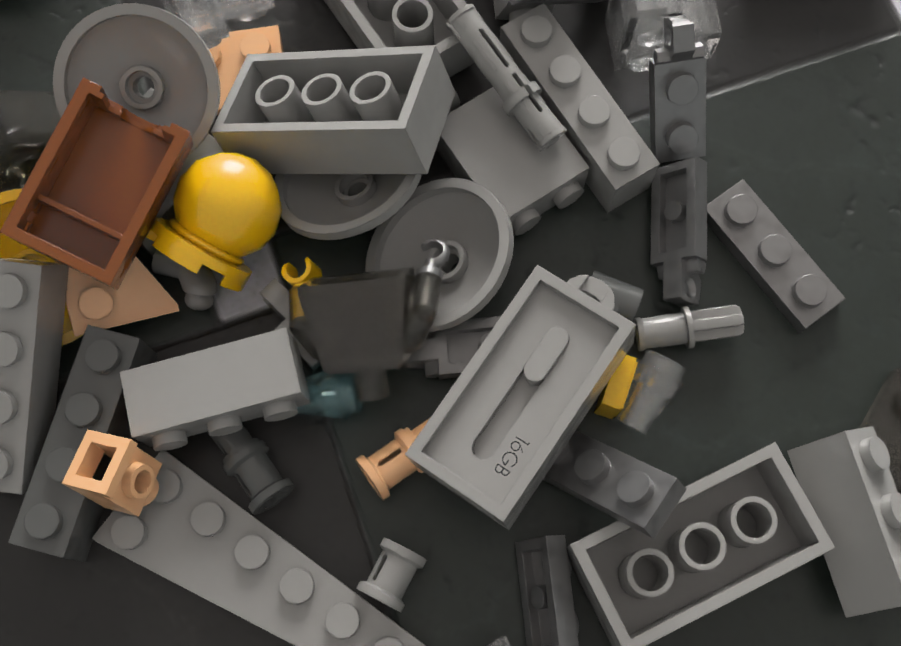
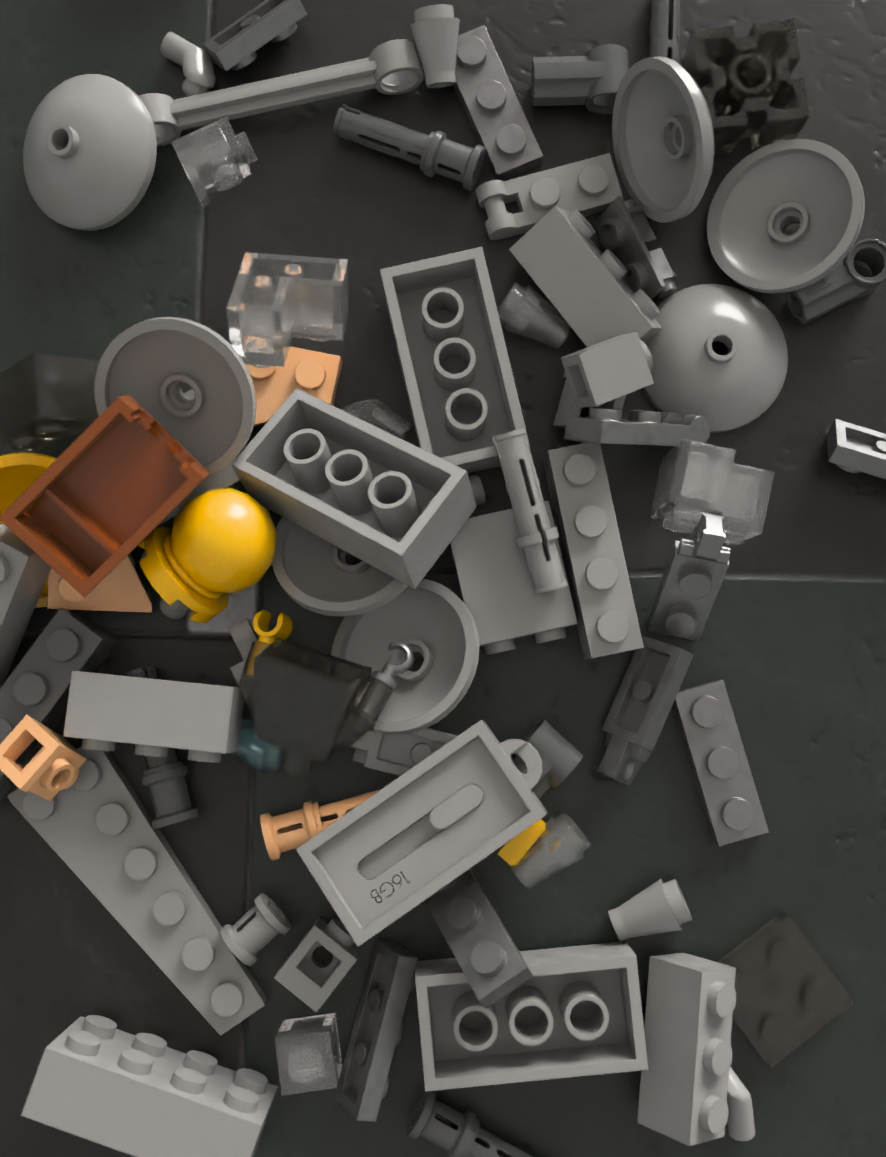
camera: 20 degrees right, 10 degrees up
(461, 602) = (307, 976): none -> light grey brick
(689, 327) = (611, 804): light grey axle -> none
(771, 410) = (652, 911): none -> light grey cone

